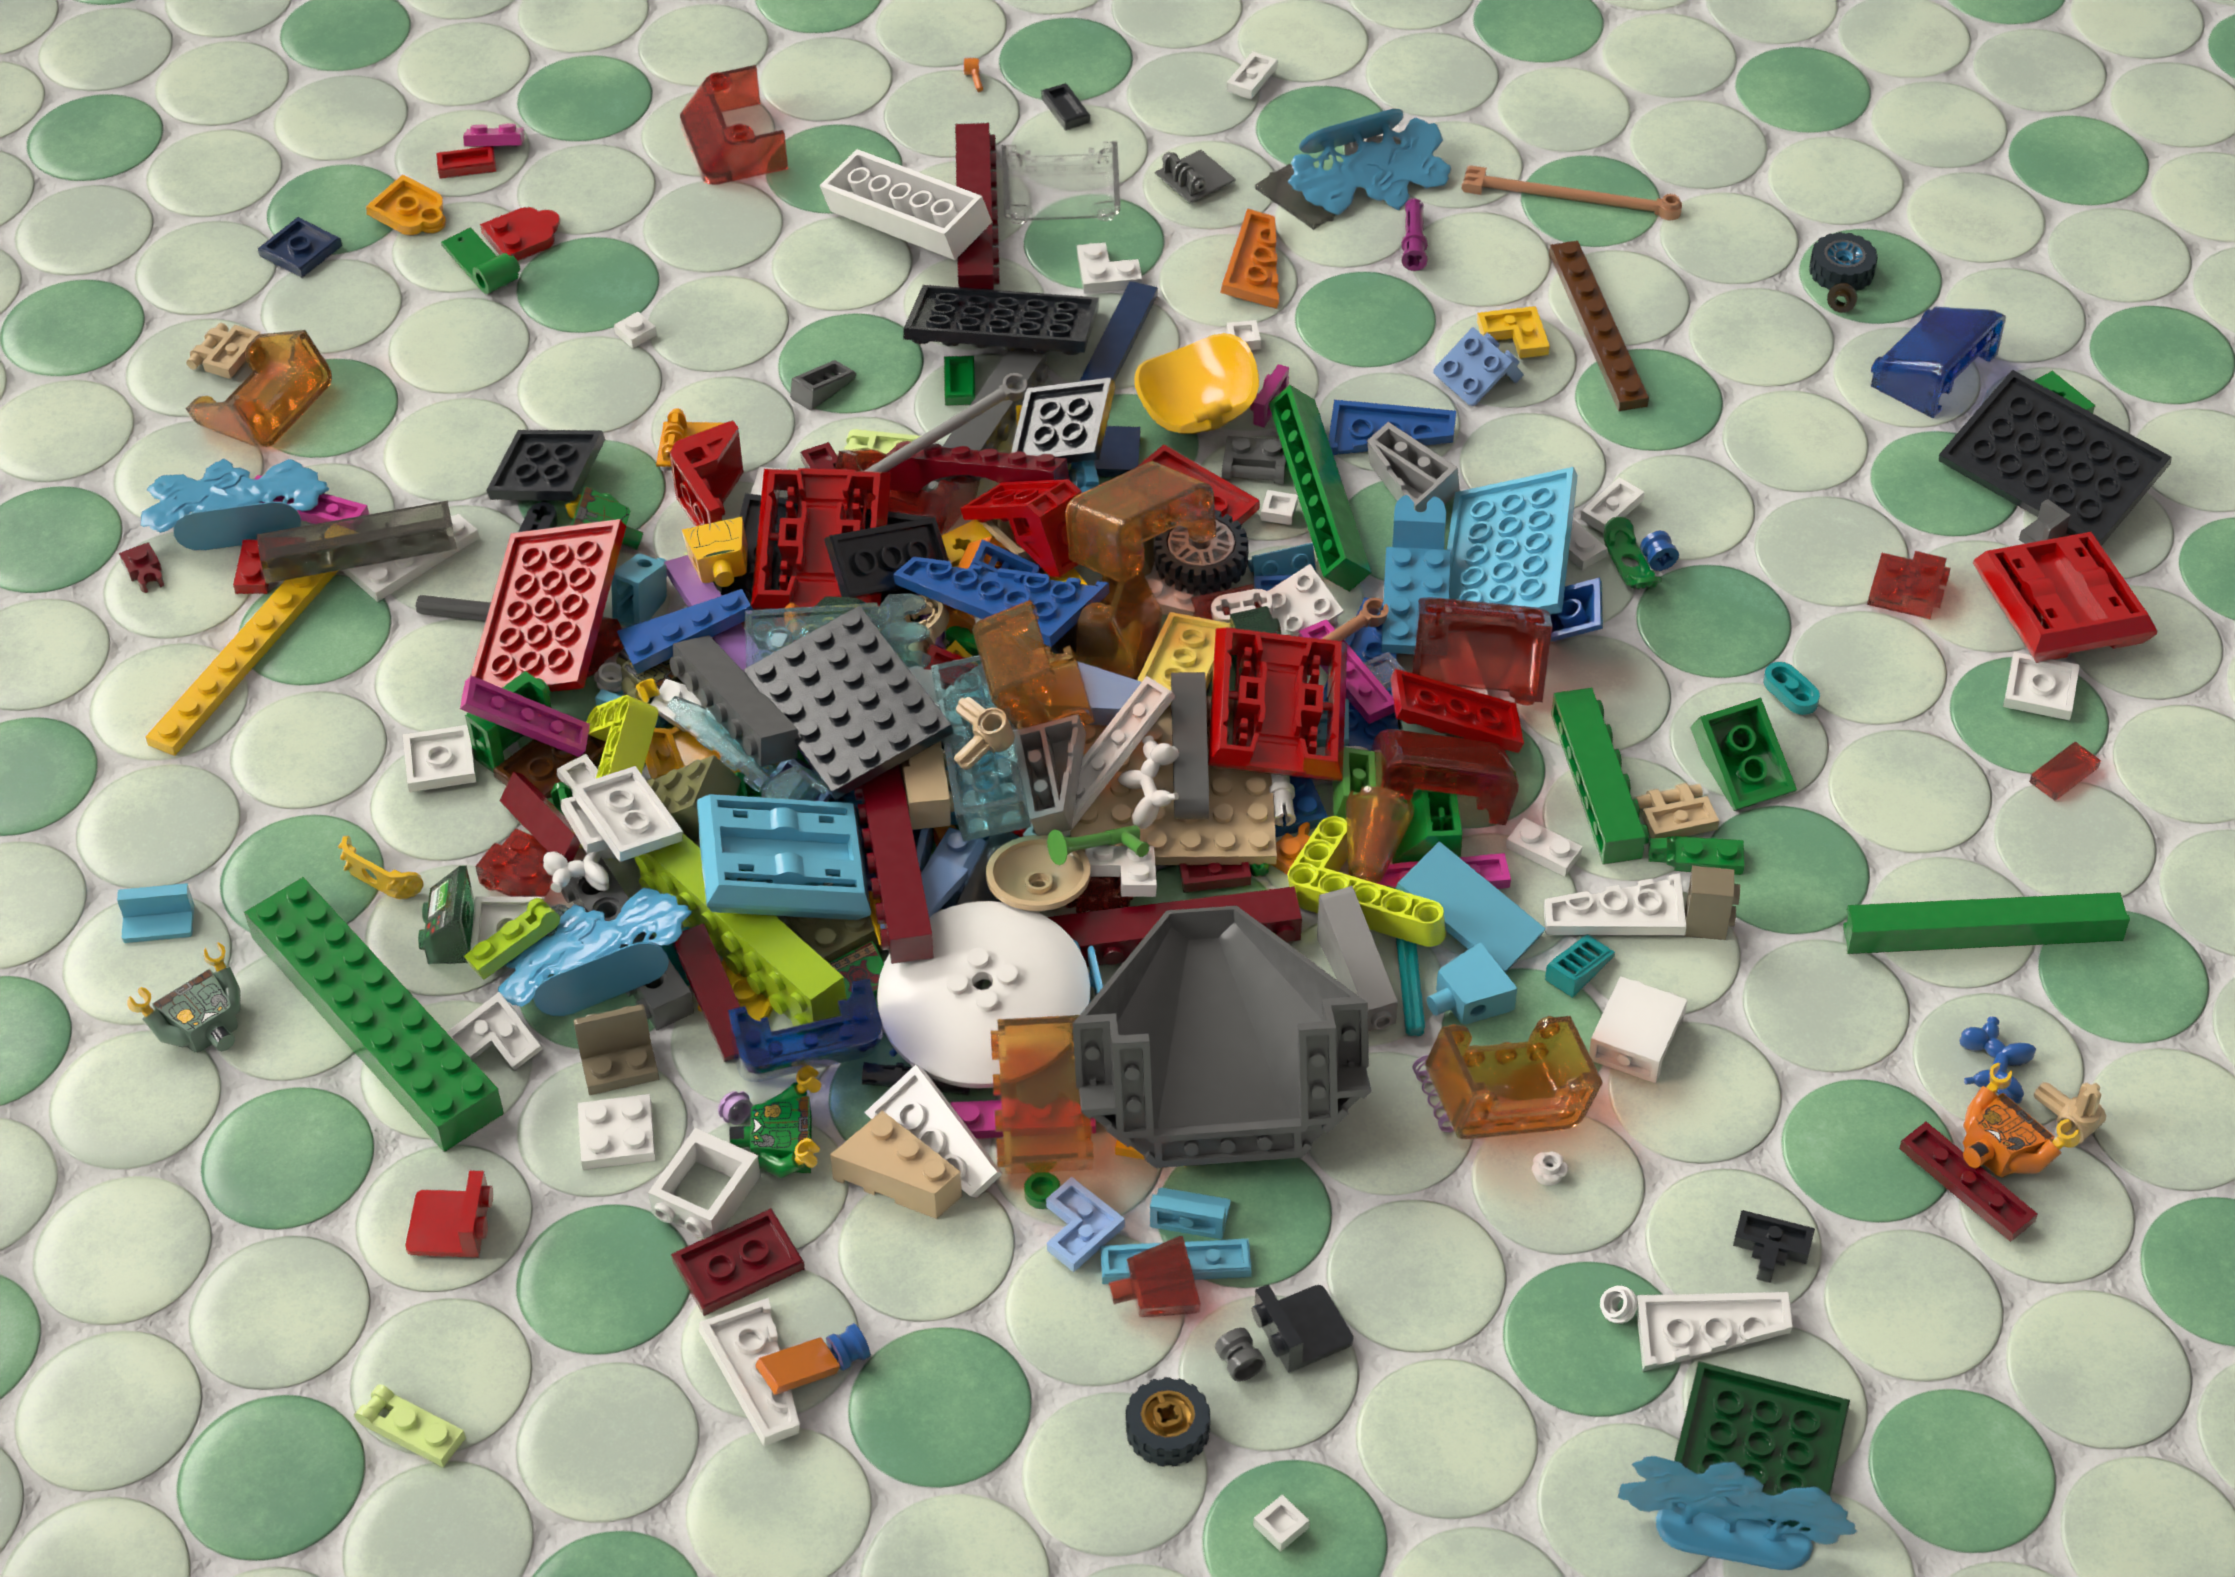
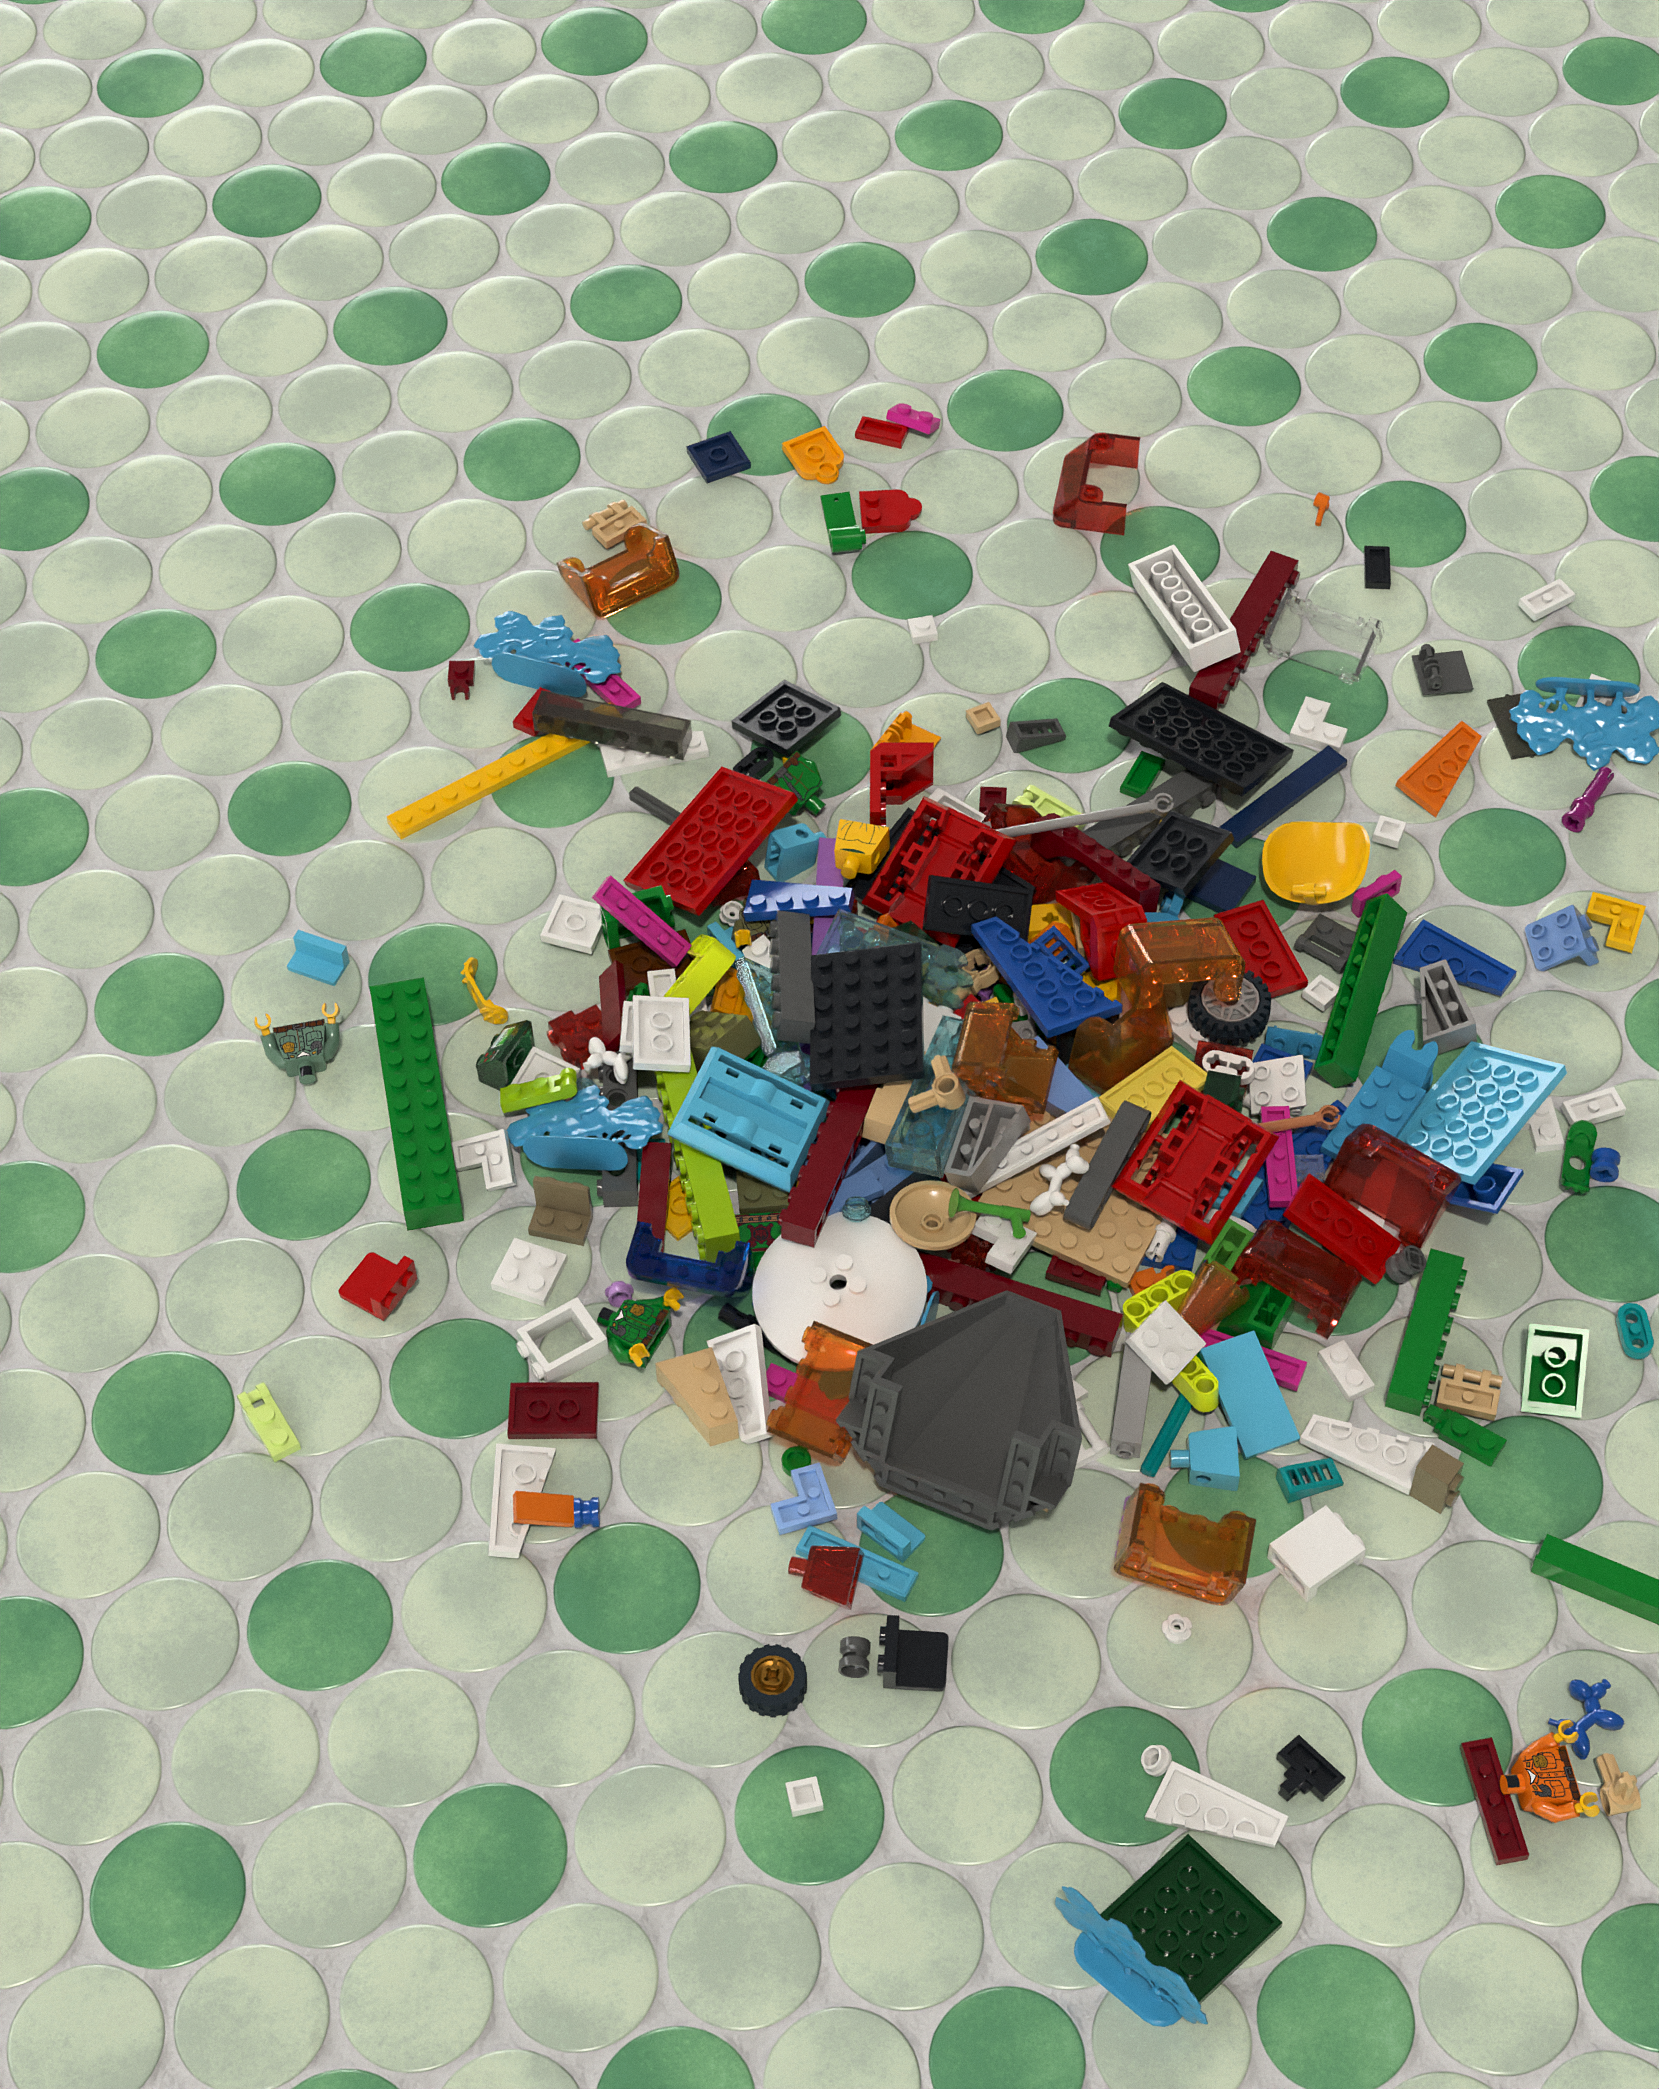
camera: 30 degrees right, 5 degrees up
(758, 387) = (983, 718): none -> tan plate
(955, 900) = (856, 1209): none -> clear light blue plate
(1366, 887) = (1165, 1342): none -> white plate
(1536, 721) = (1405, 1264): none -> dark grey wheel

